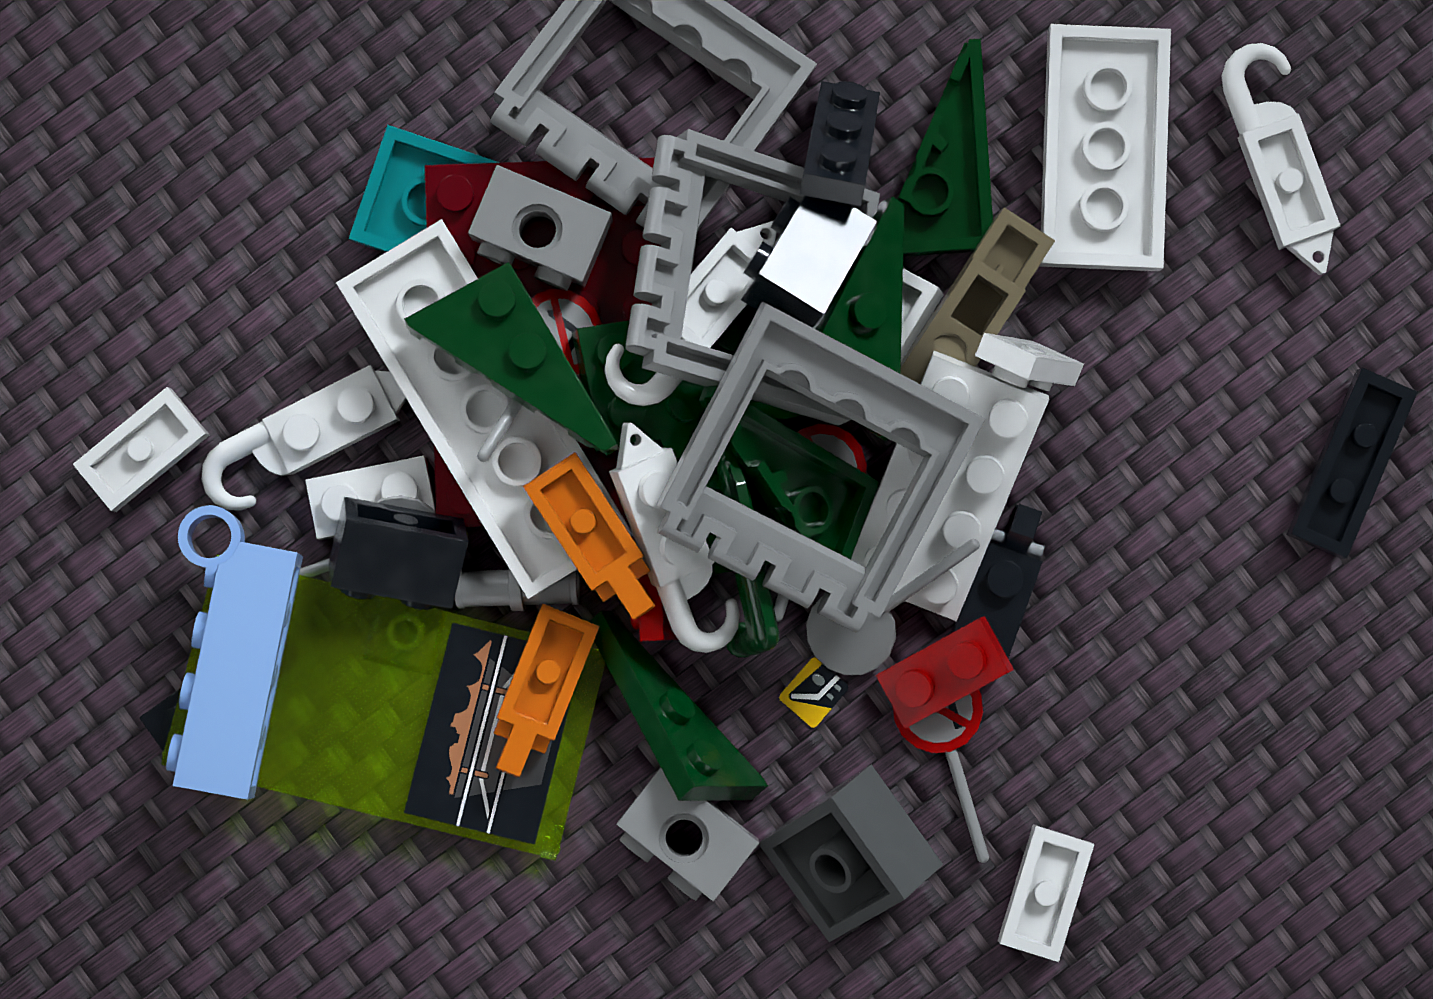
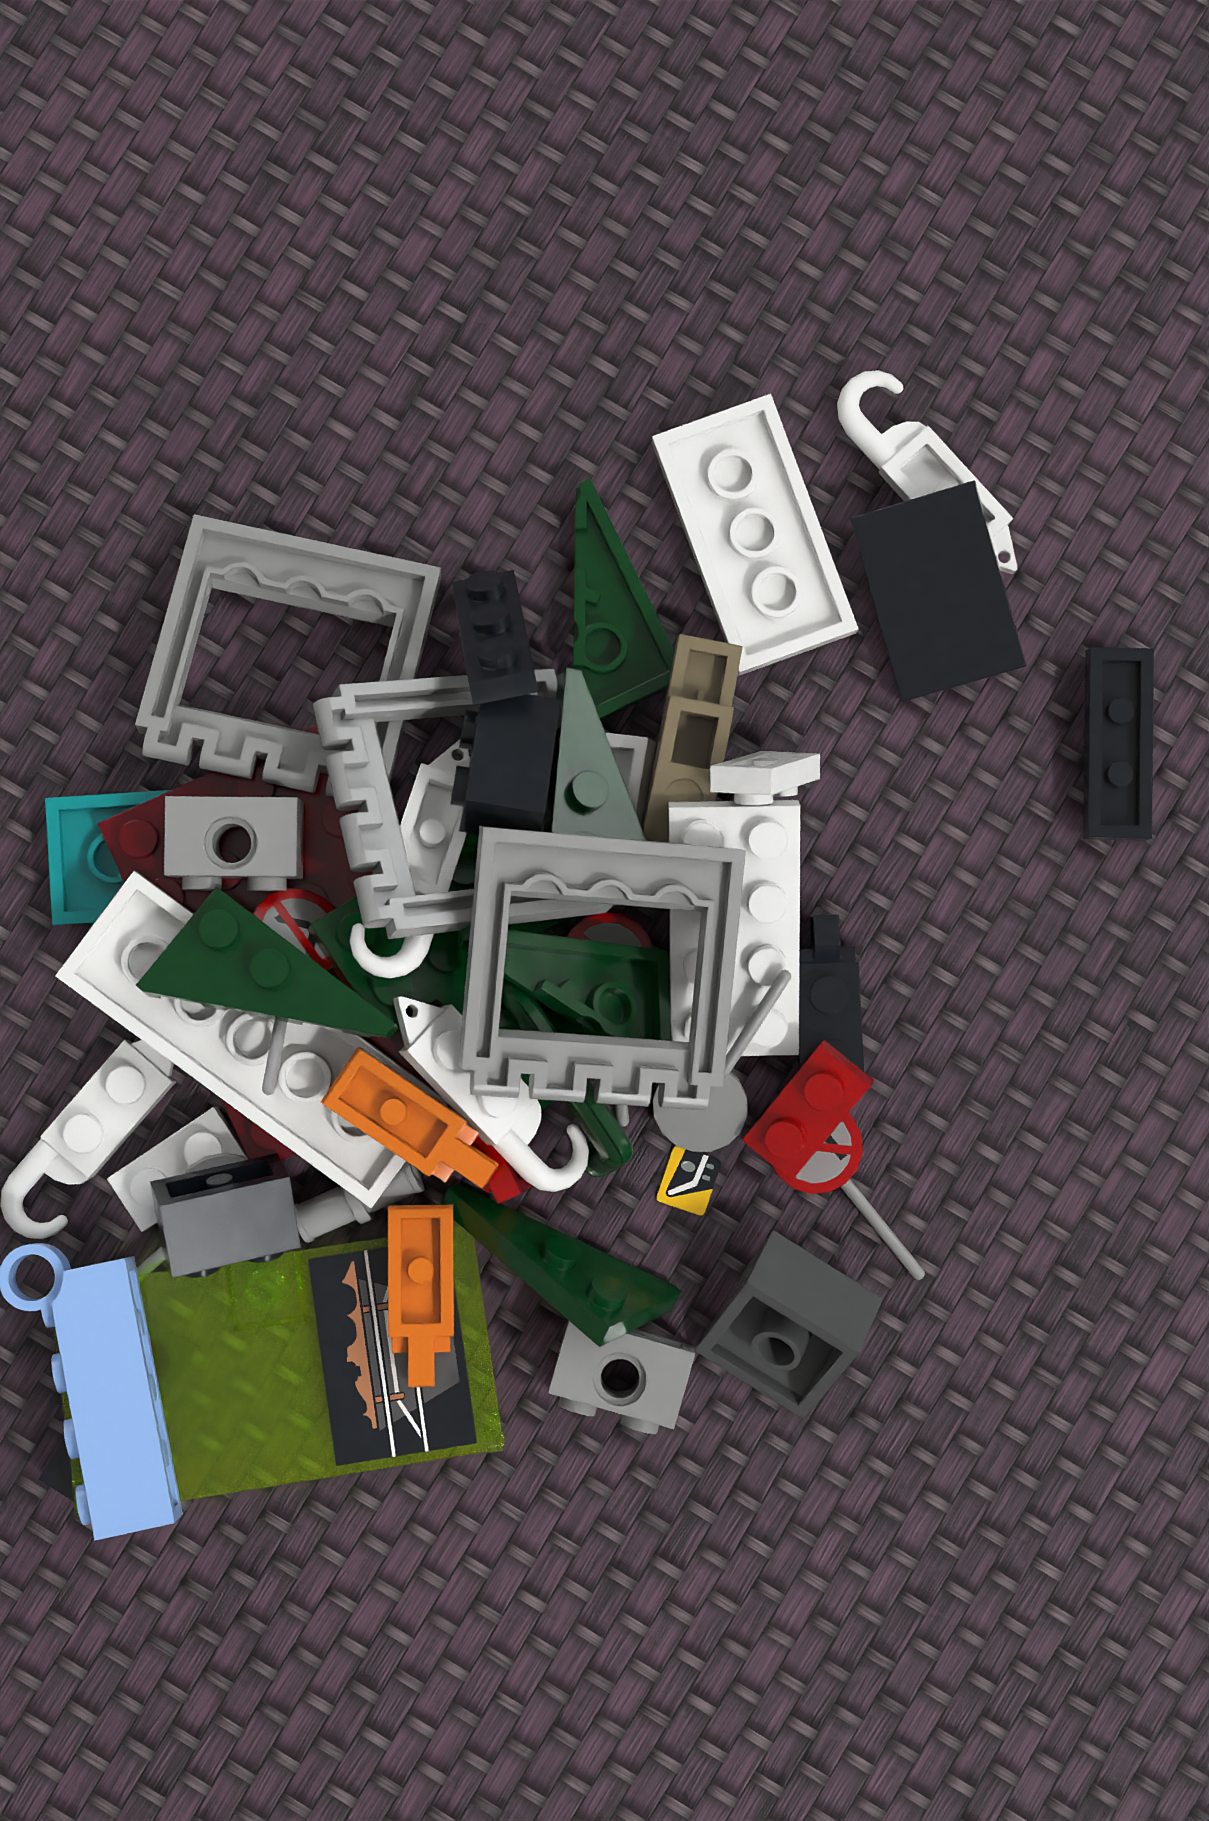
camera: 20 degrees left, 0 degrees up
(1045, 893) = (993, 1284): white plate -> none
(1248, 263) = (938, 591): none -> black tile

